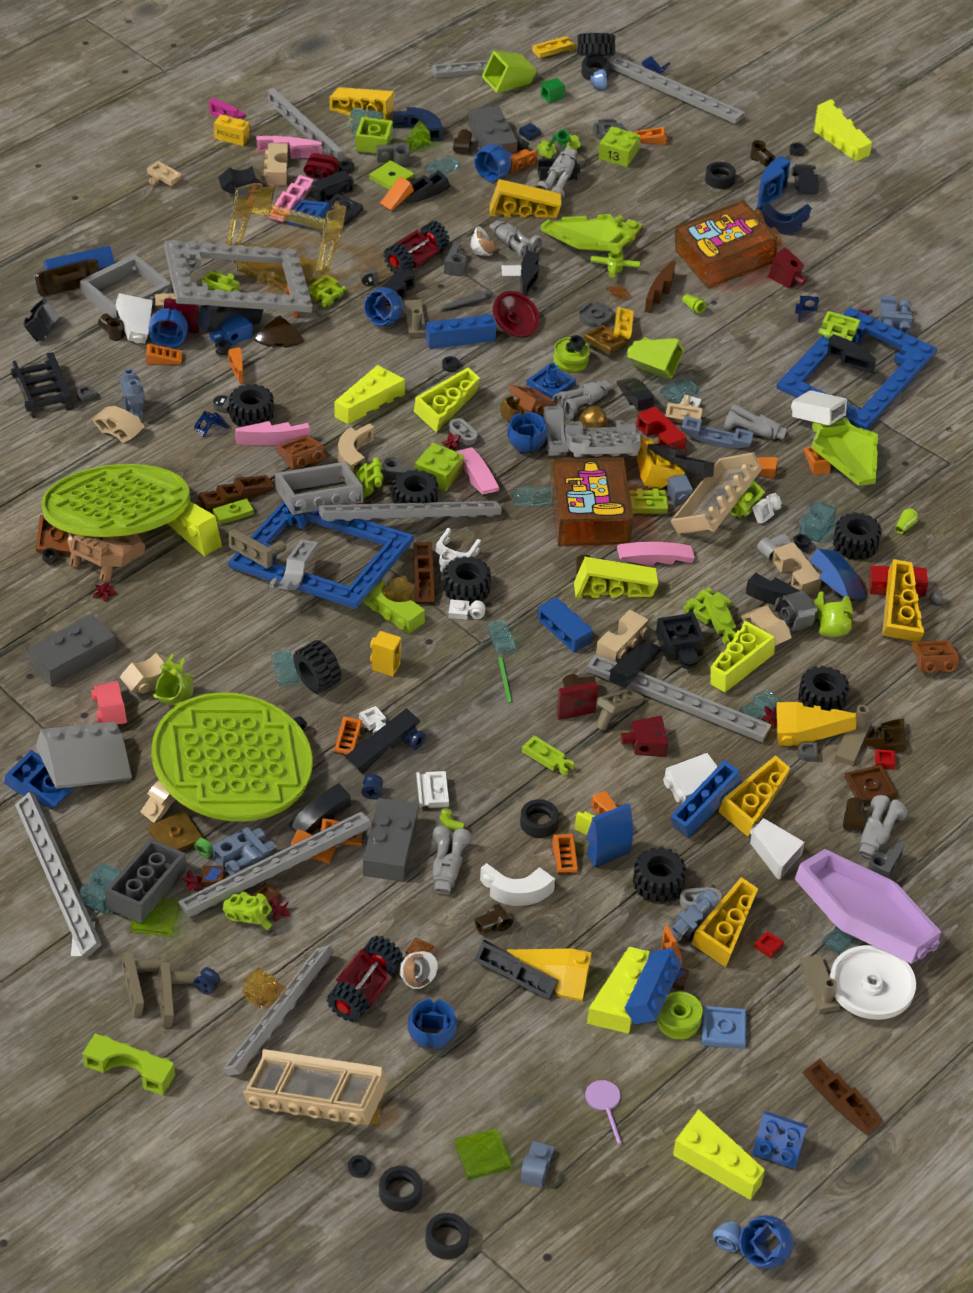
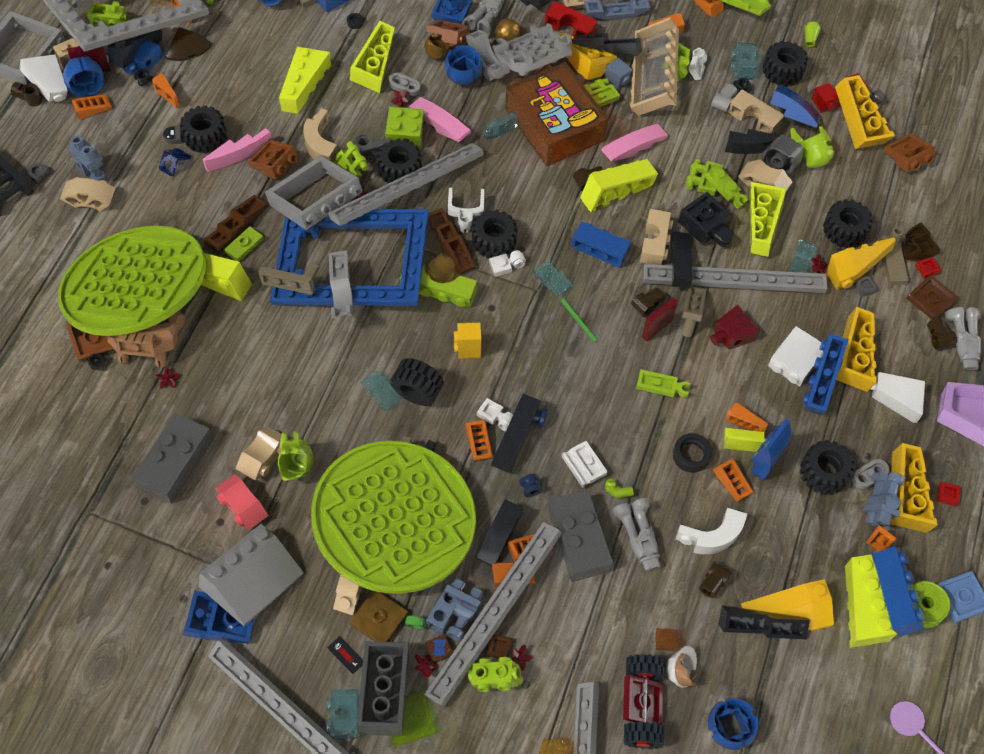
camera: 25 degrees left, 15 degrees up
(129, 847) = (345, 655): none -> black sticker

